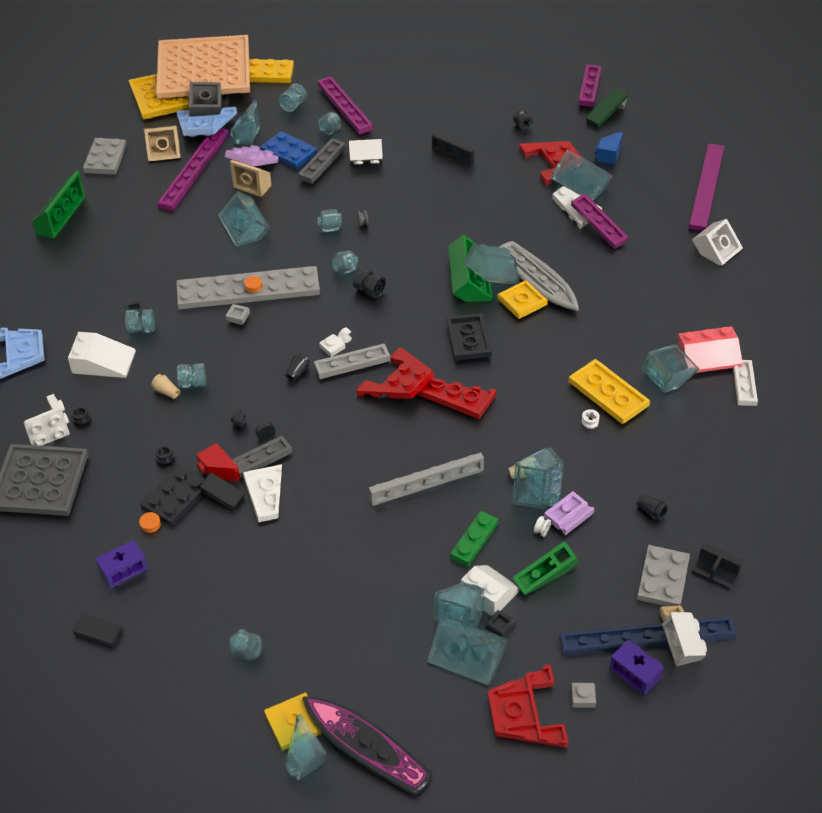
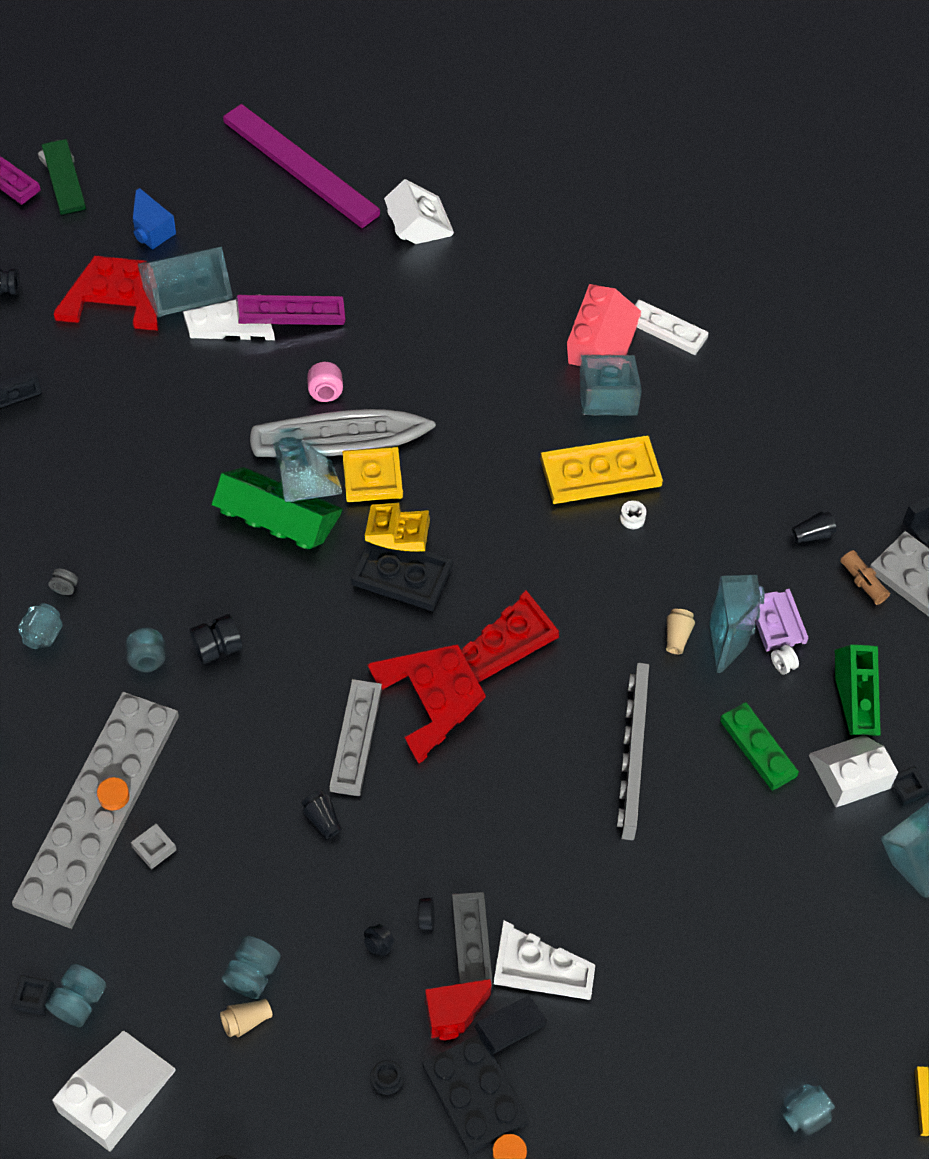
camera: 65 degrees left, 10 degrees up
(335, 344) = (303, 744): white plate -> none
(460, 602) = (882, 809): clear light blue slope -> none
(493, 321) = (397, 529): none -> yellow slope
(565, 254) = (325, 381): none -> bright pink head
(637, 546) = (876, 590): none -> medium nougat pin

